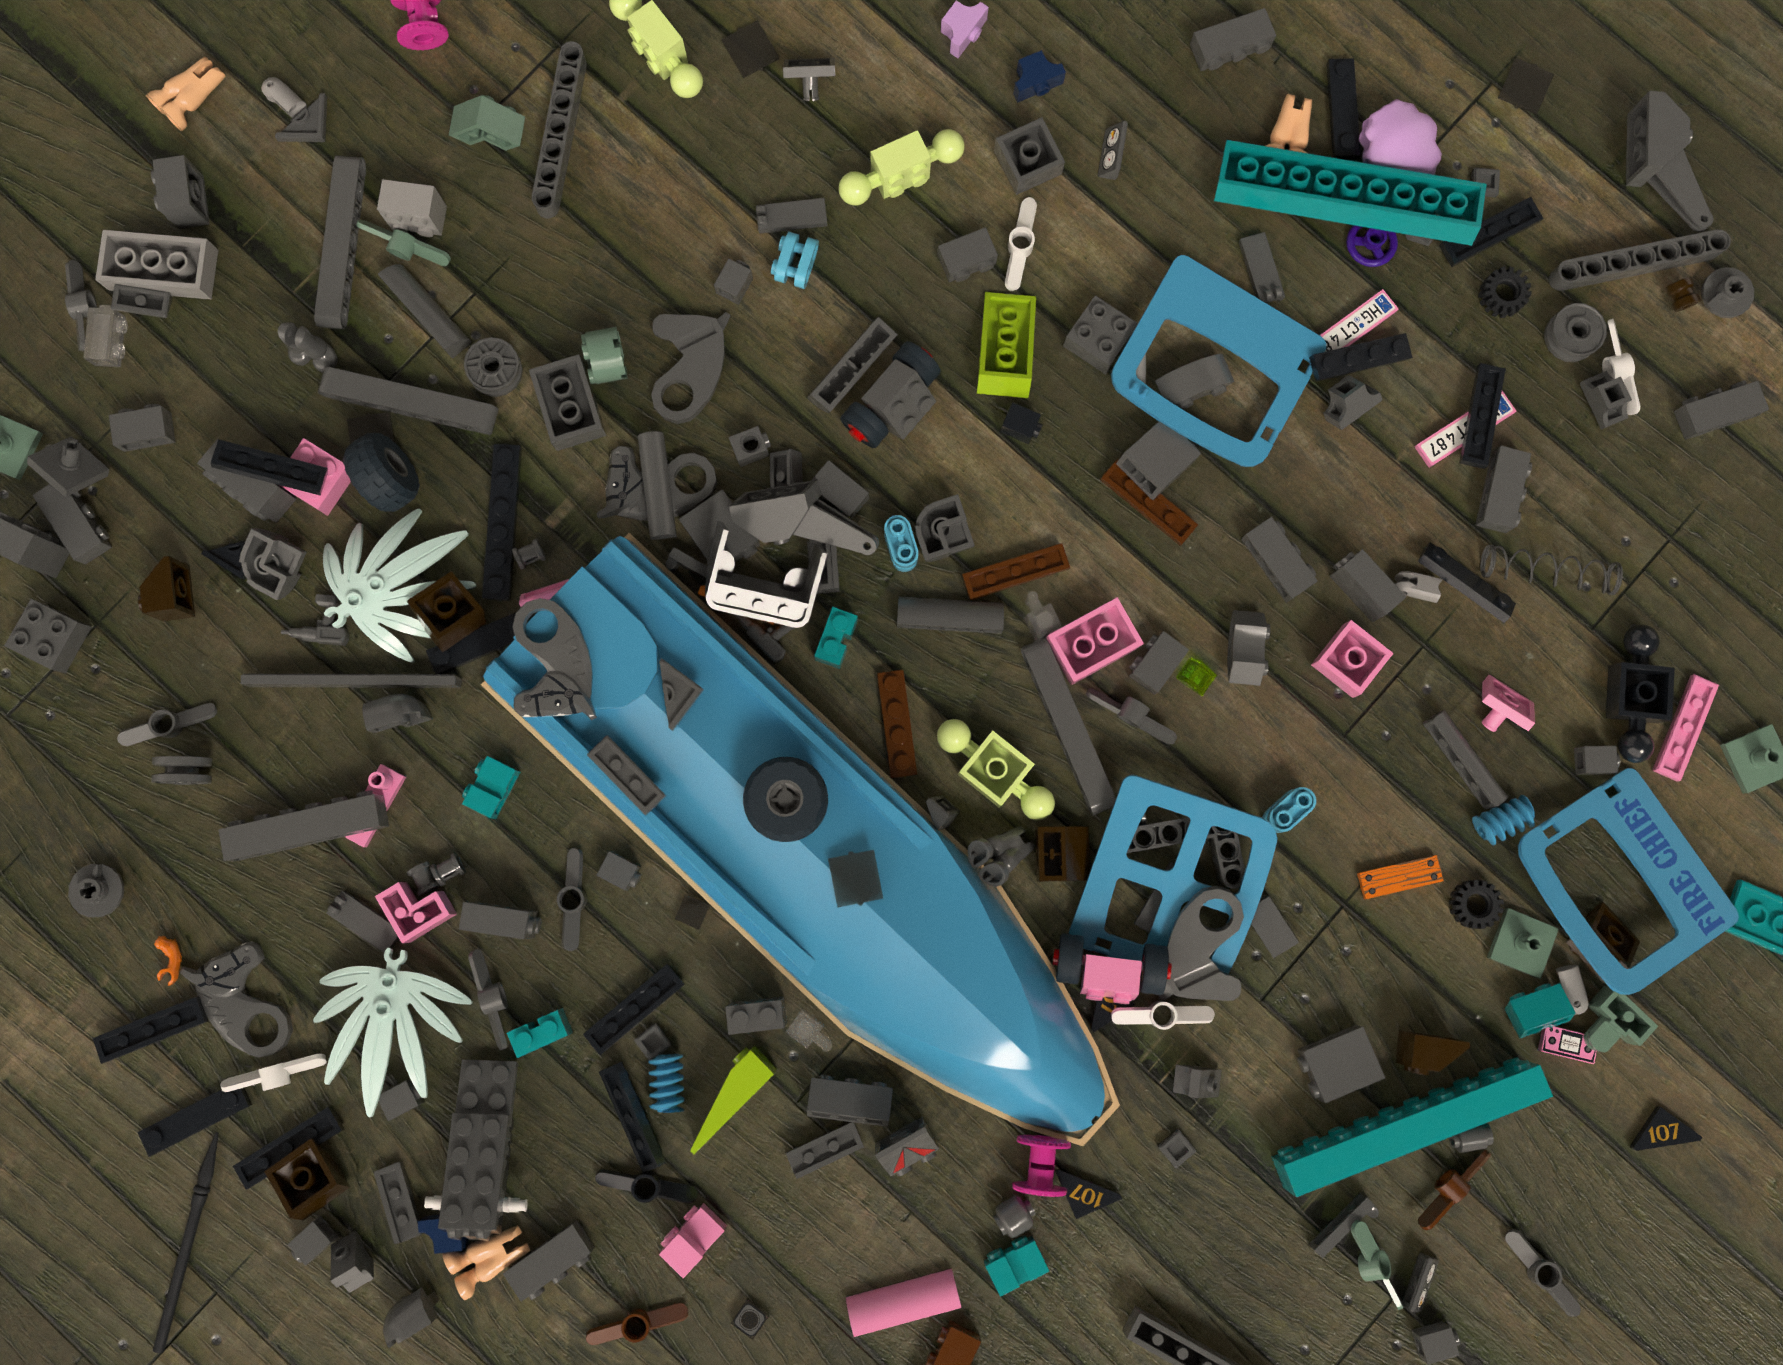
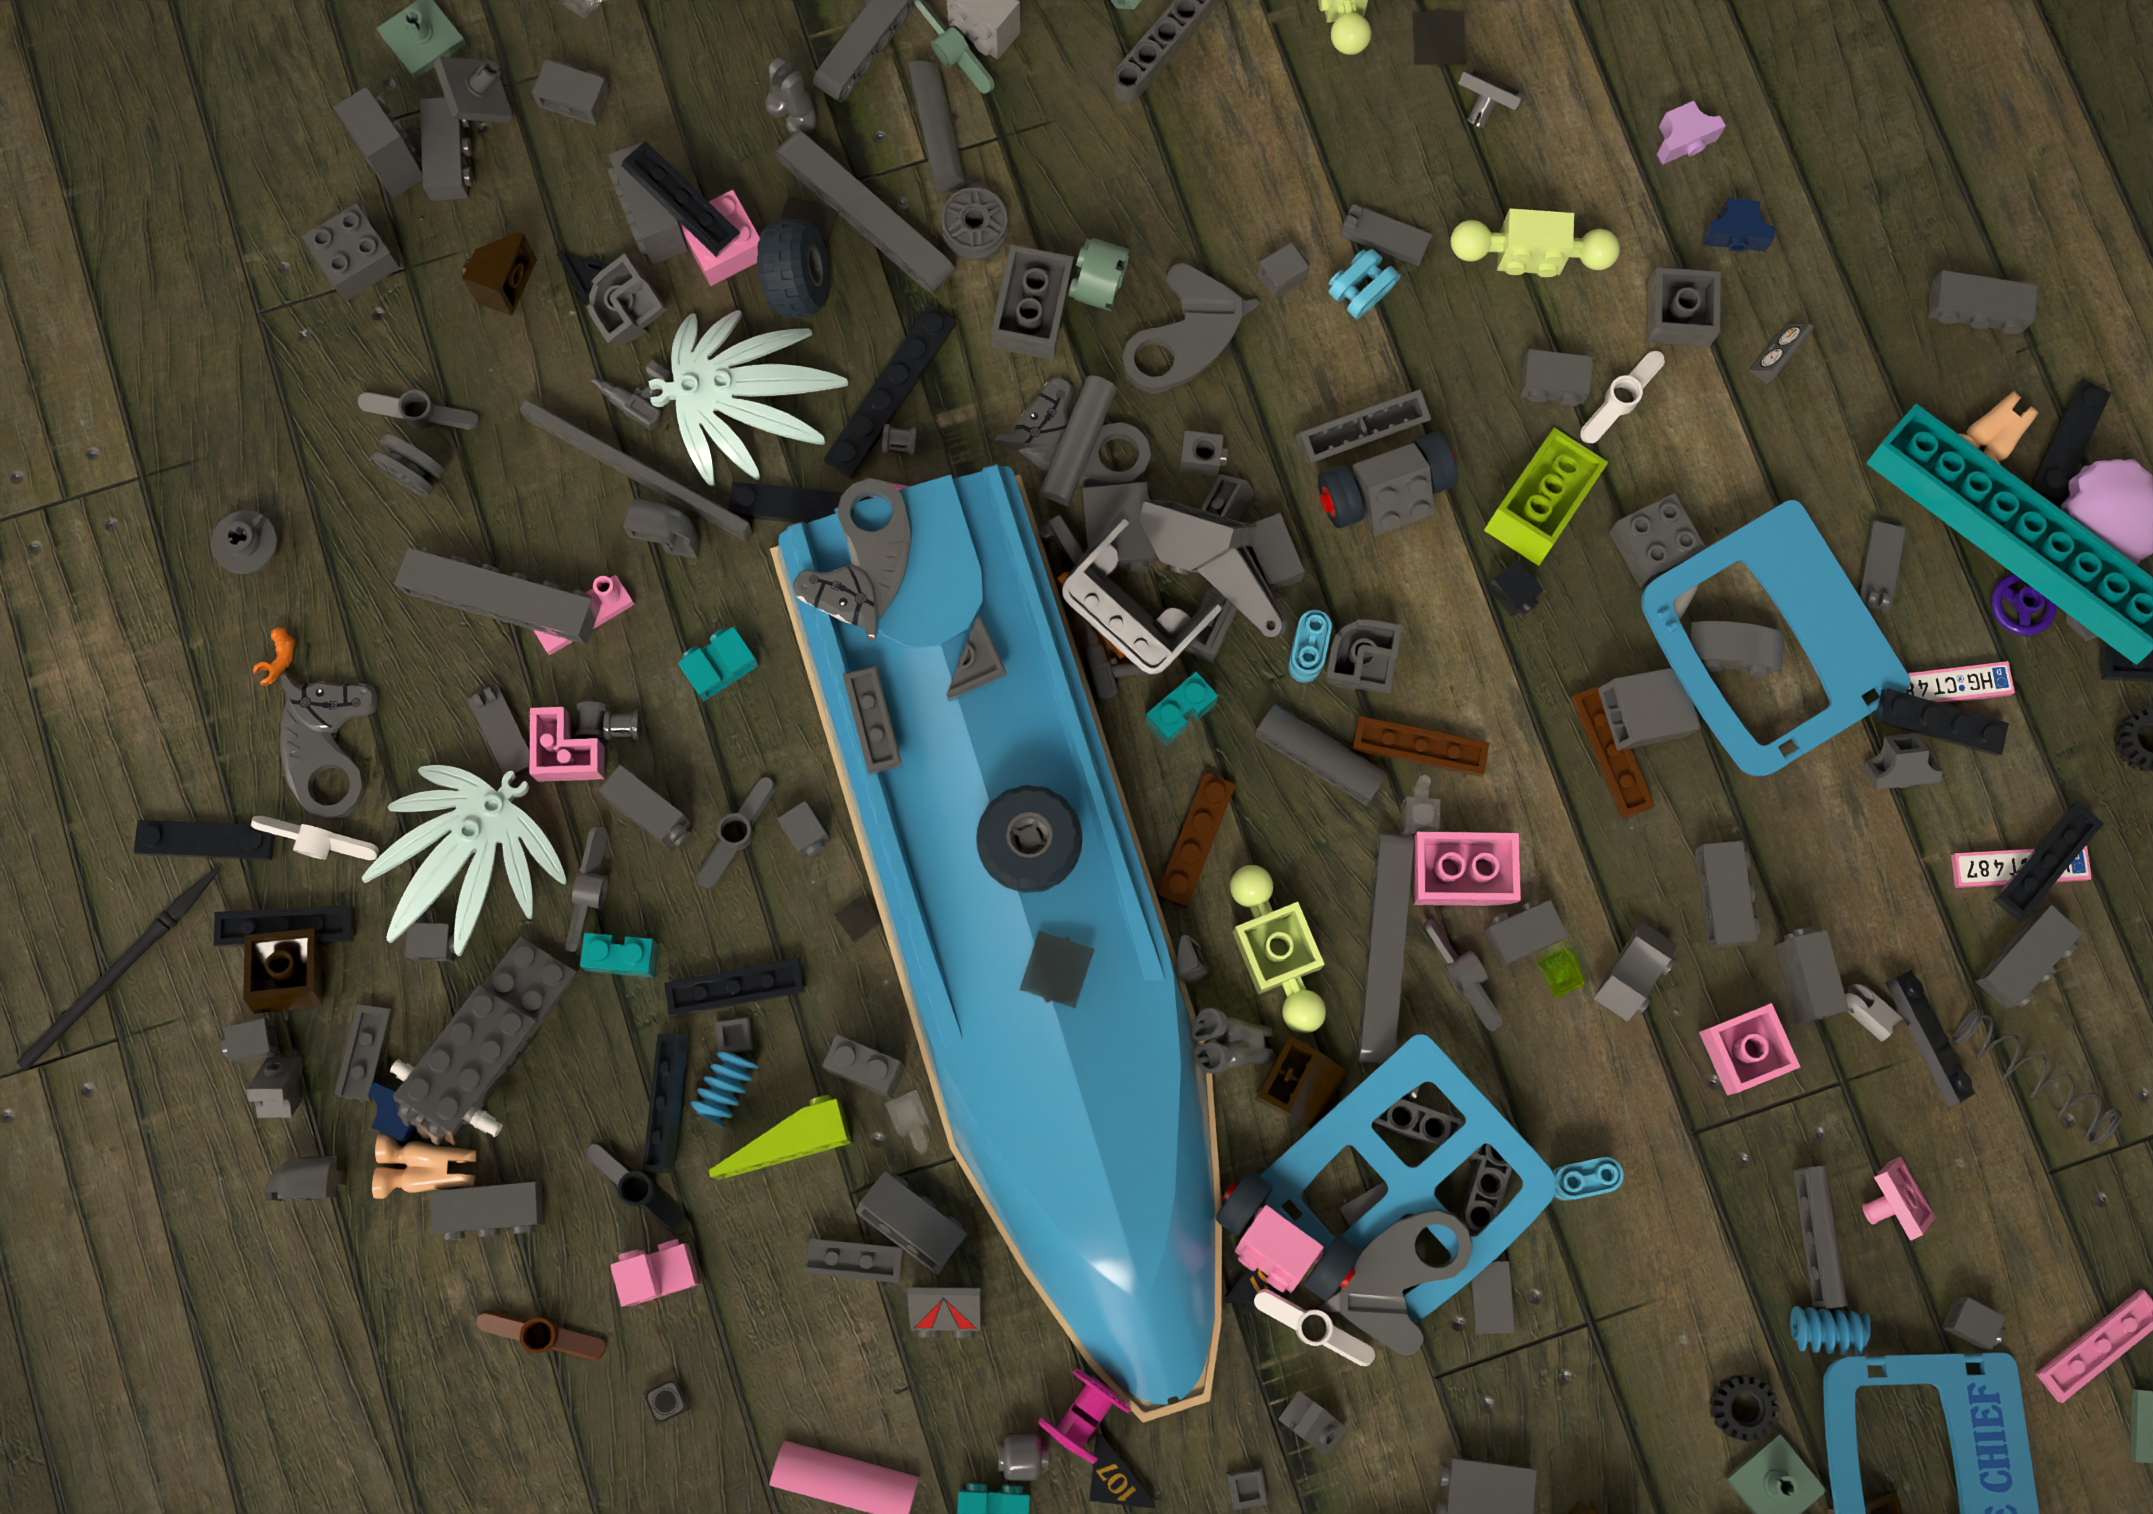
camera: 30 degrees right, 5 degrees down
(150, 1030) = (214, 719): black plate -> none
(447, 611) = (779, 451): dark brown slope -> none
(1400, 877) = (1672, 1327): orange tile -> none
(1639, 693) = (2066, 1274): black brick -> none

